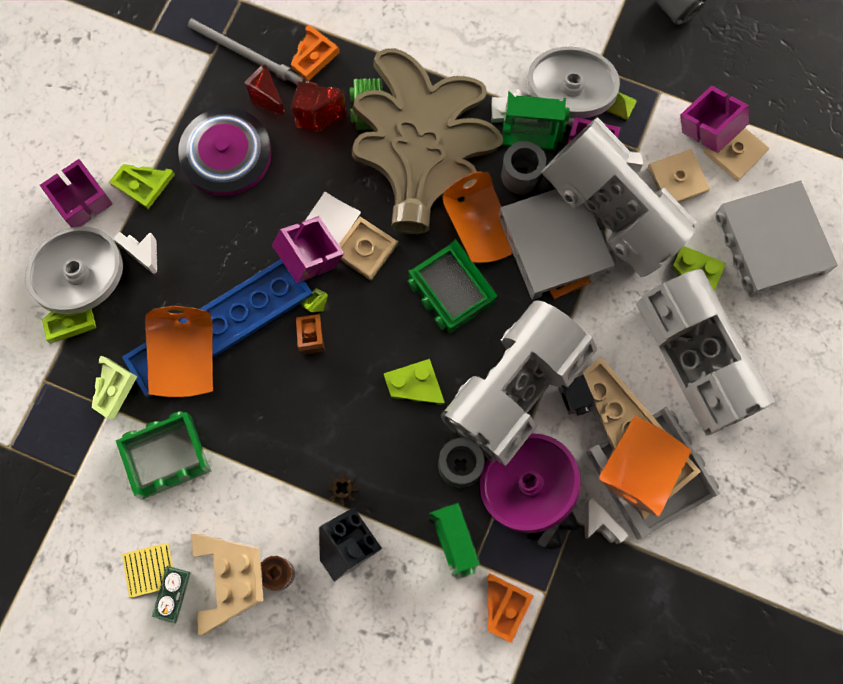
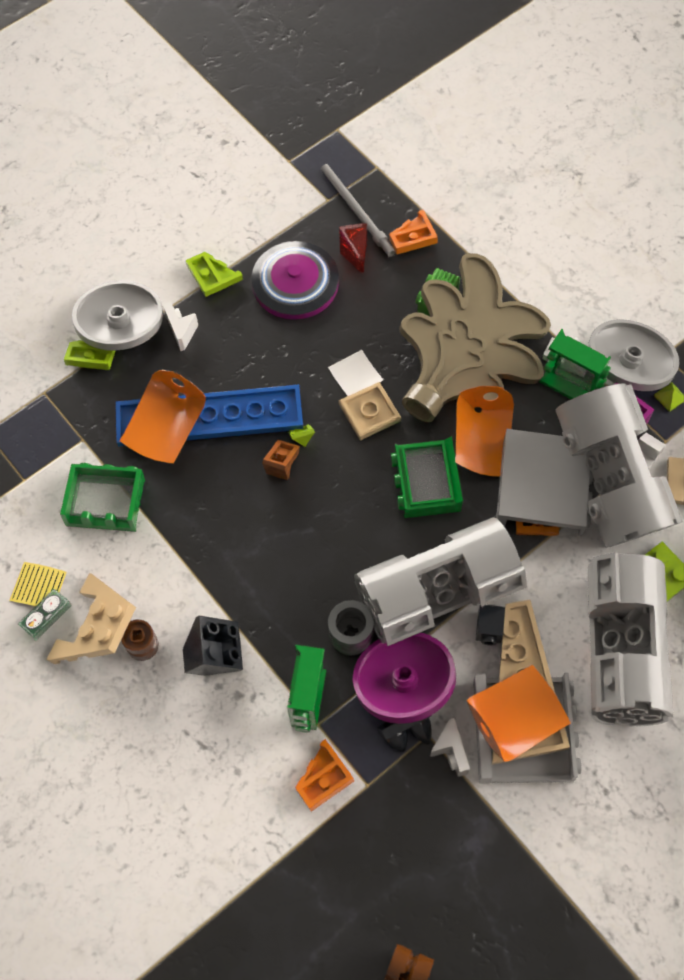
camera: 30 degrees right, 10 degrees down
(78, 198) = (156, 263): magenta piece -> none
(111, 388) = (93, 423): yellowish green wing -> none
(307, 249) = (320, 390): magenta piece -> none
(317, 106) = (391, 275): clear red slope -> none
(343, 482) = (236, 593): dark brown gear -> none
(414, 383) = (350, 543): lime wing -> none
(519, 158) = (541, 405): dark grey piece -> none

